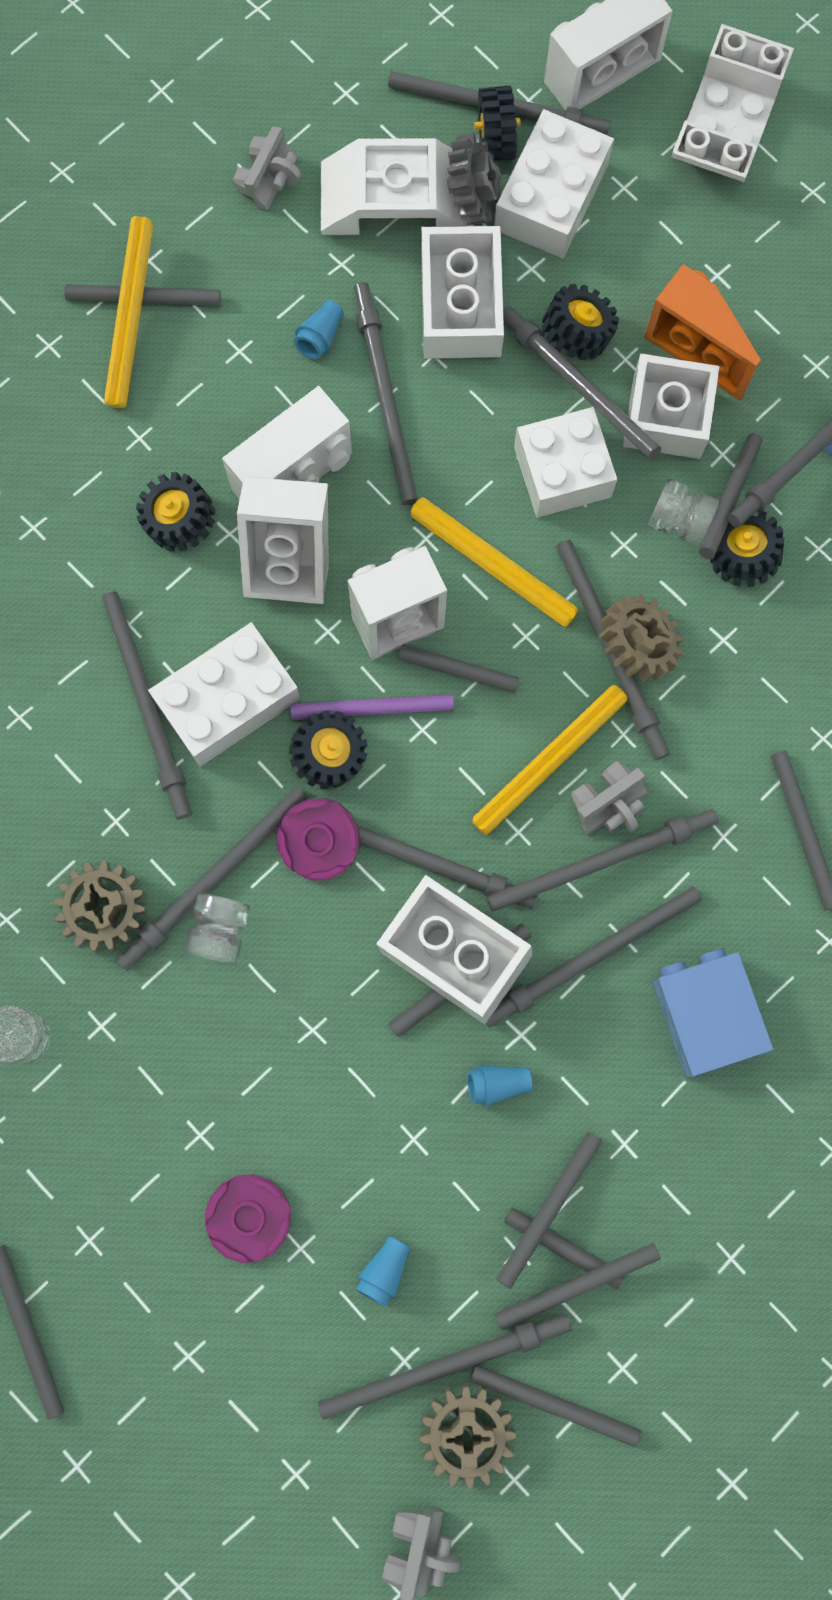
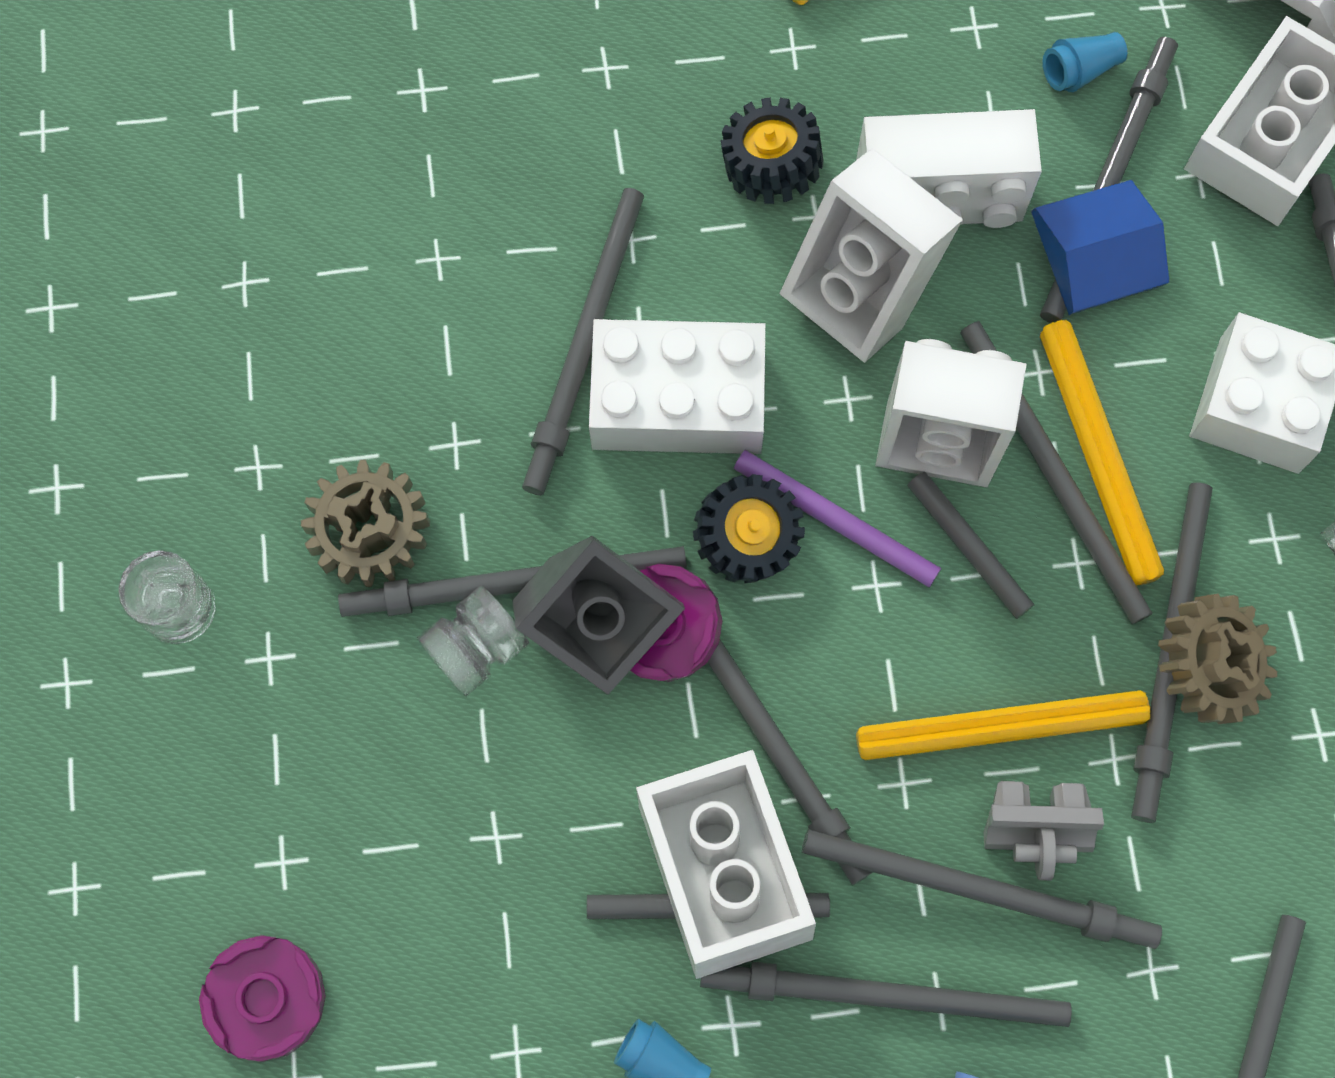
camera: 40 degrees right, 5 degrees down
(275, 862) = (594, 612): none -> dark grey slope
(410, 437) = (1103, 245): none -> blue slope
(489, 597) = (1070, 496): none -> dark grey bar

